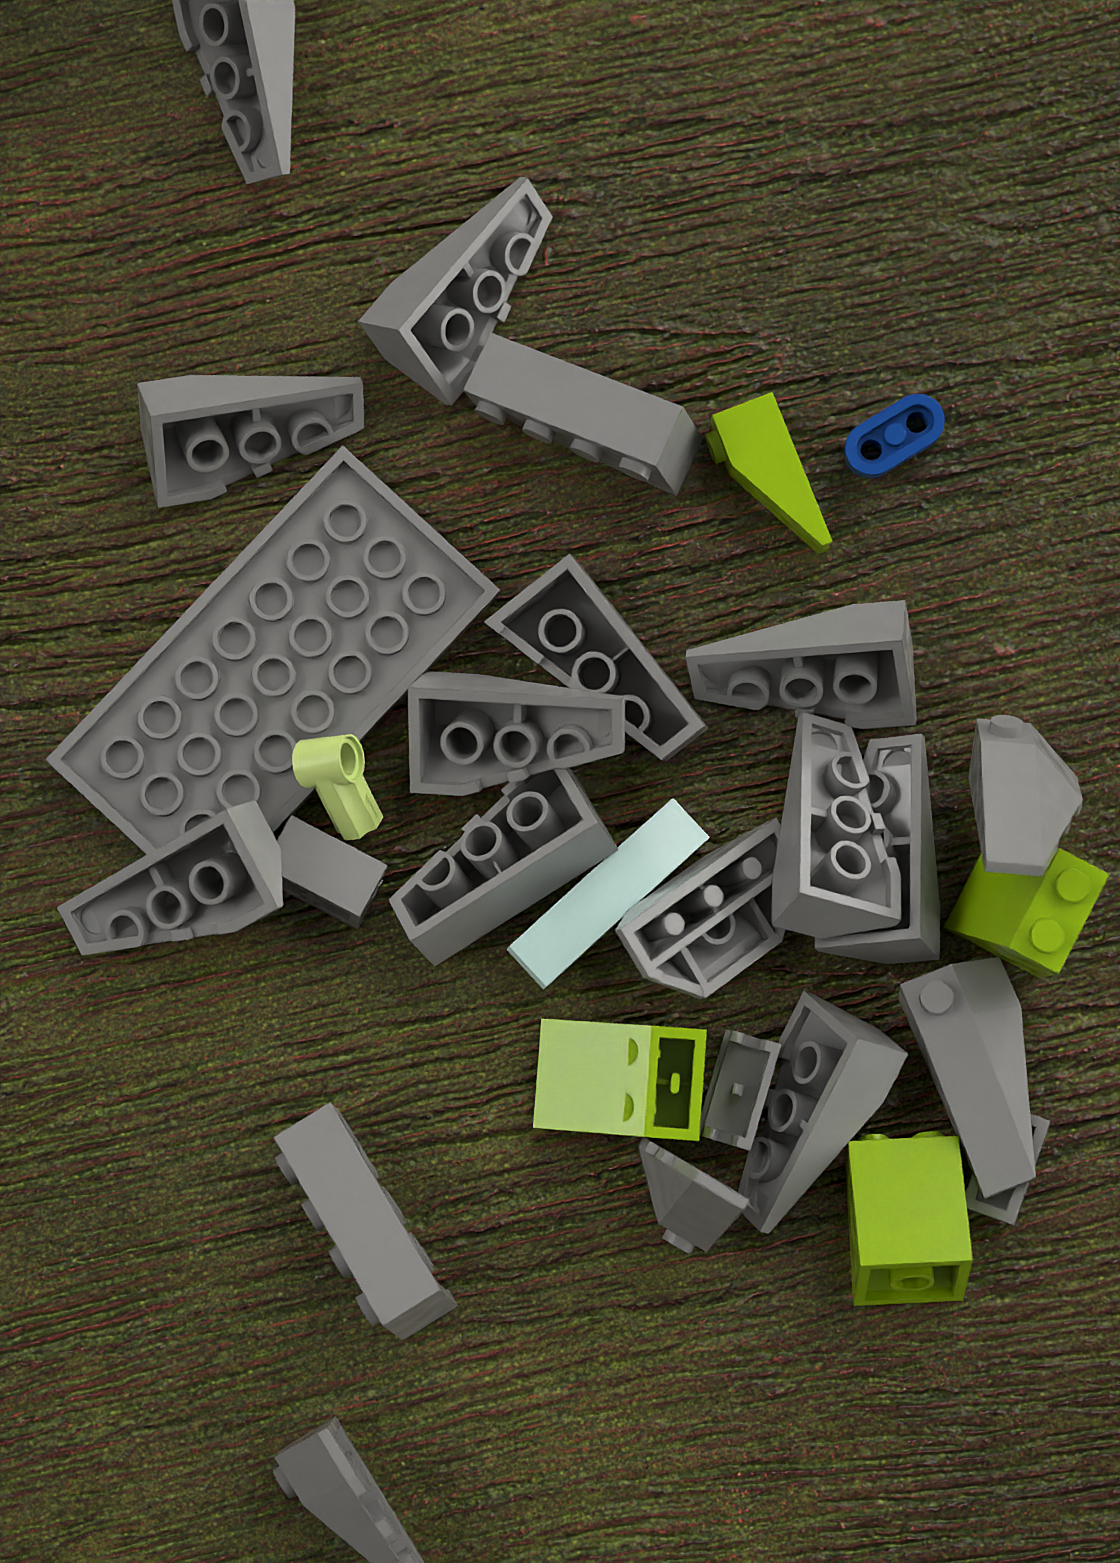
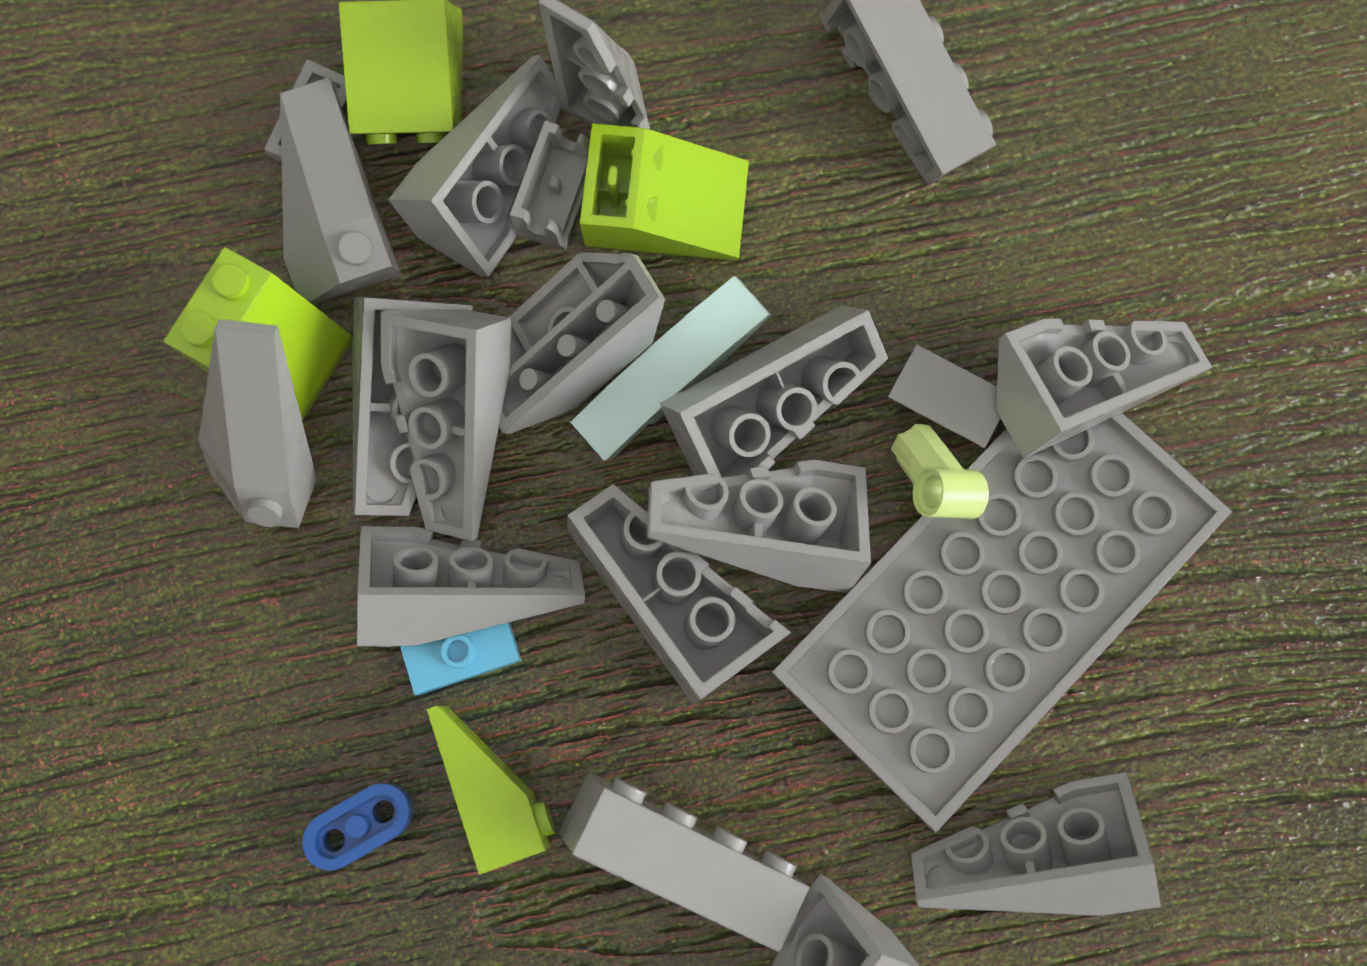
camera: 175 degrees left, 5 degrees down
(807, 596) = (460, 657): none -> medium azure plate

